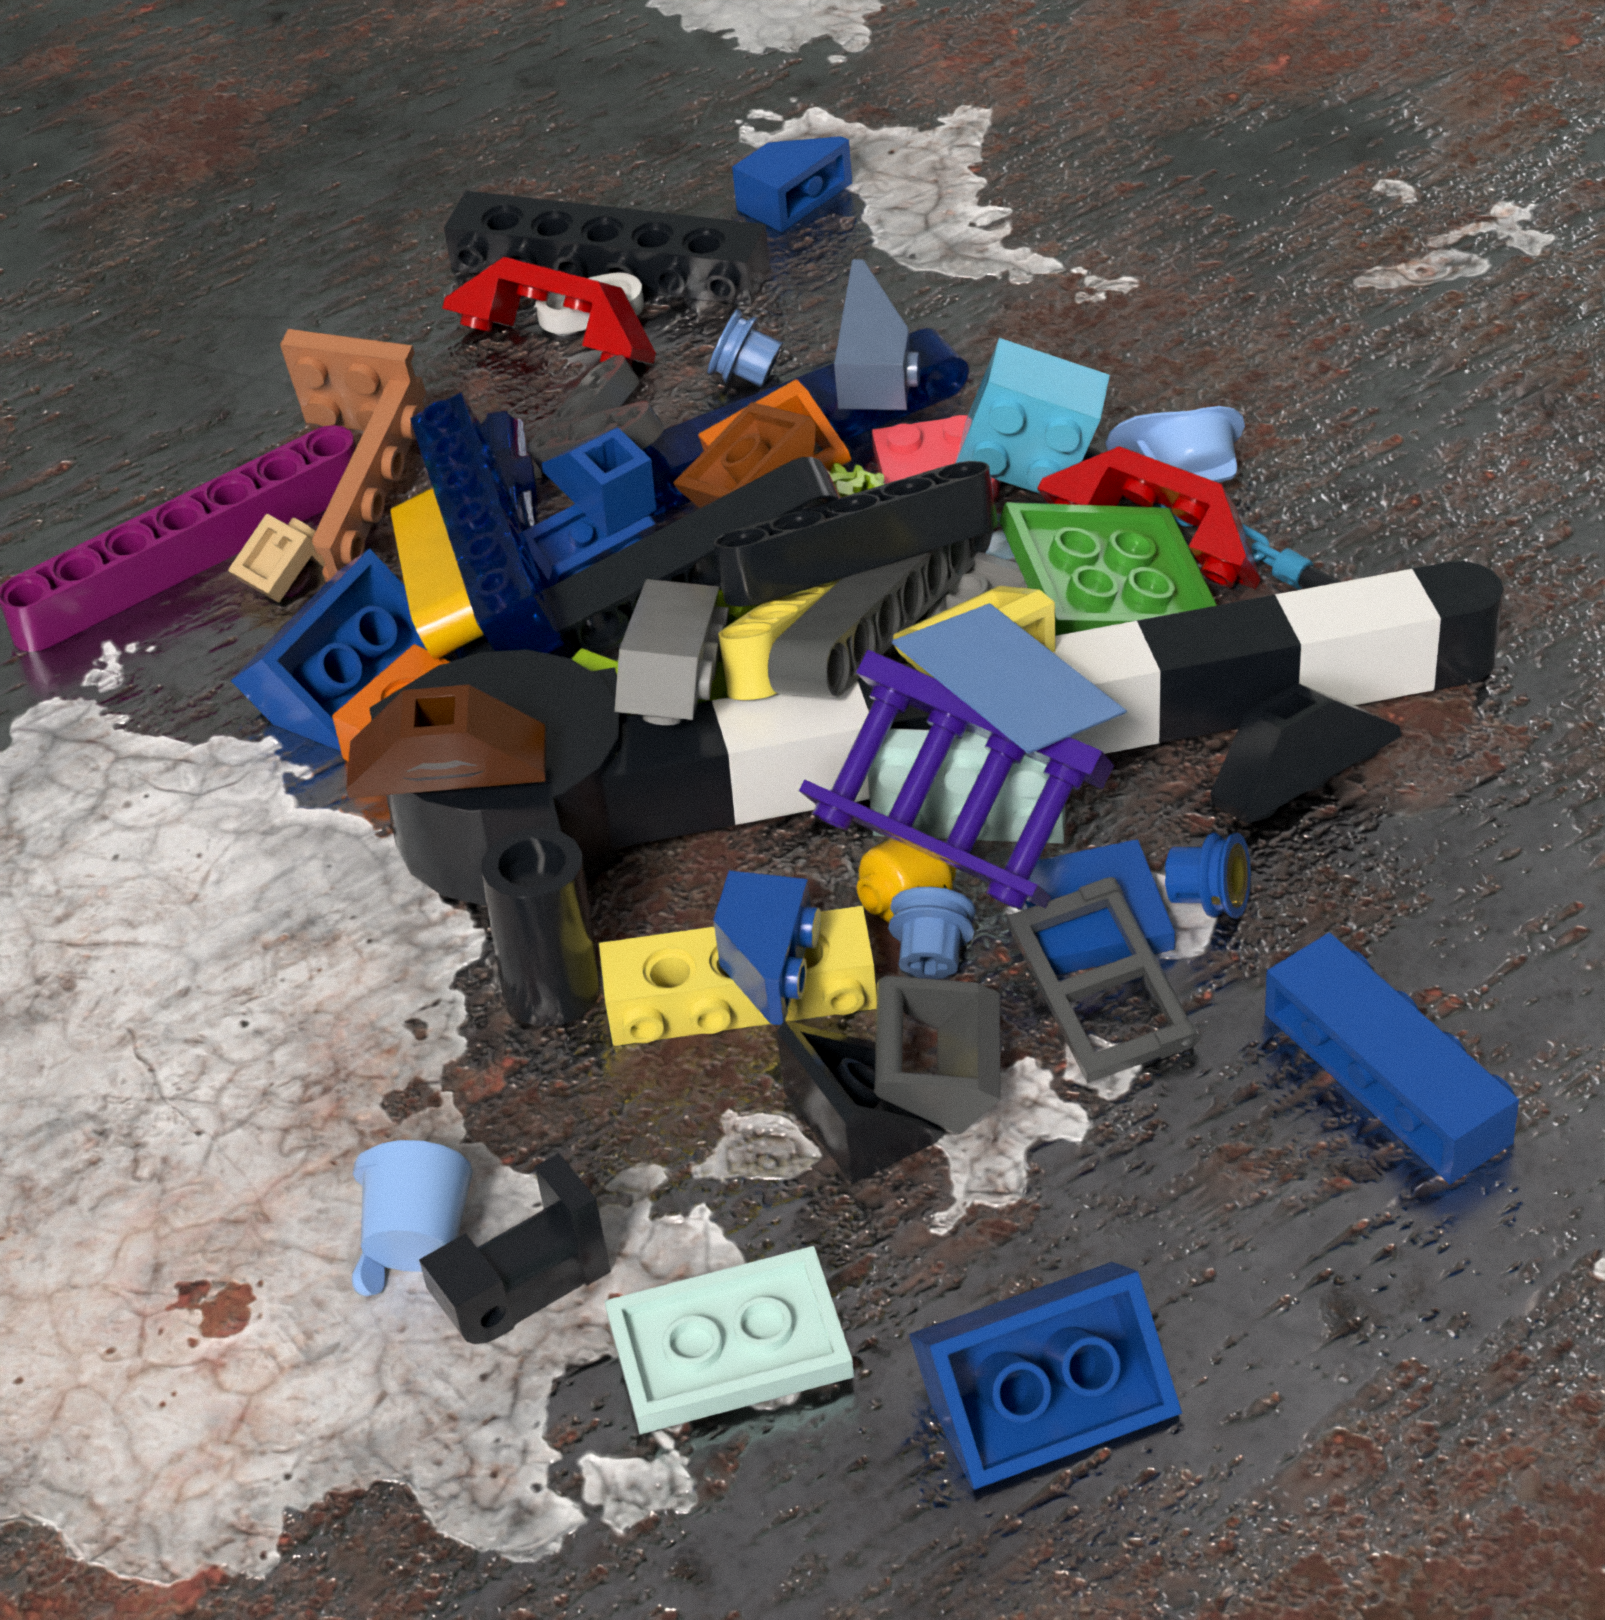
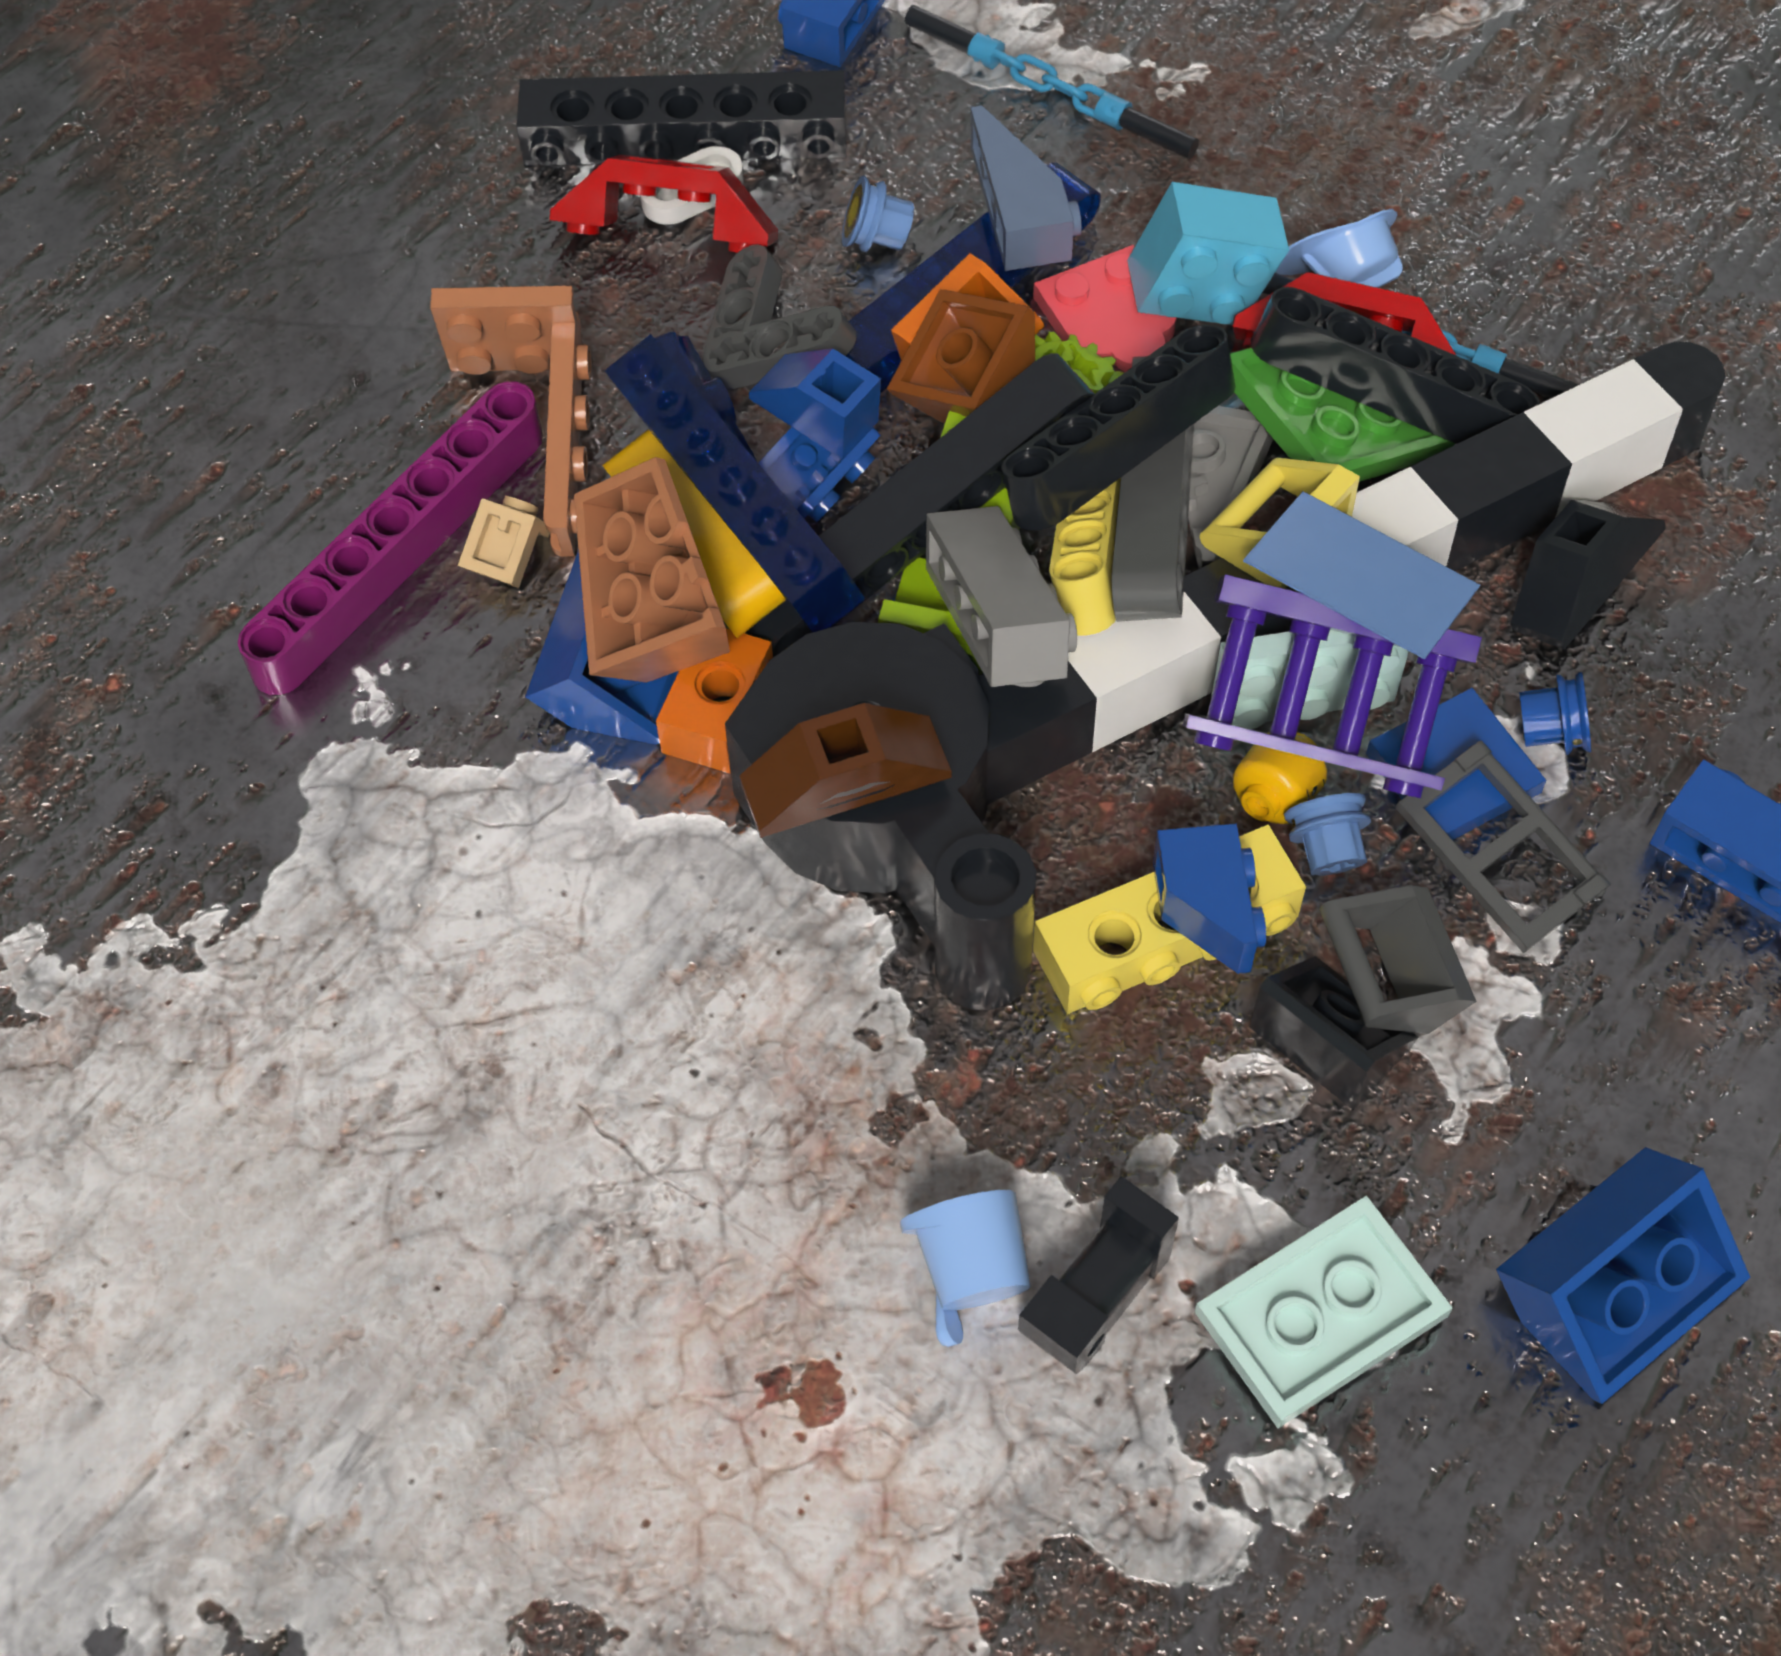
camera: 20 degrees left, 15 degrees up
(357, 584) = (643, 579): none -> nougat wedge
(1015, 298) = (1109, 109): none -> piece
(1154, 534) = (1384, 367): none -> black beam

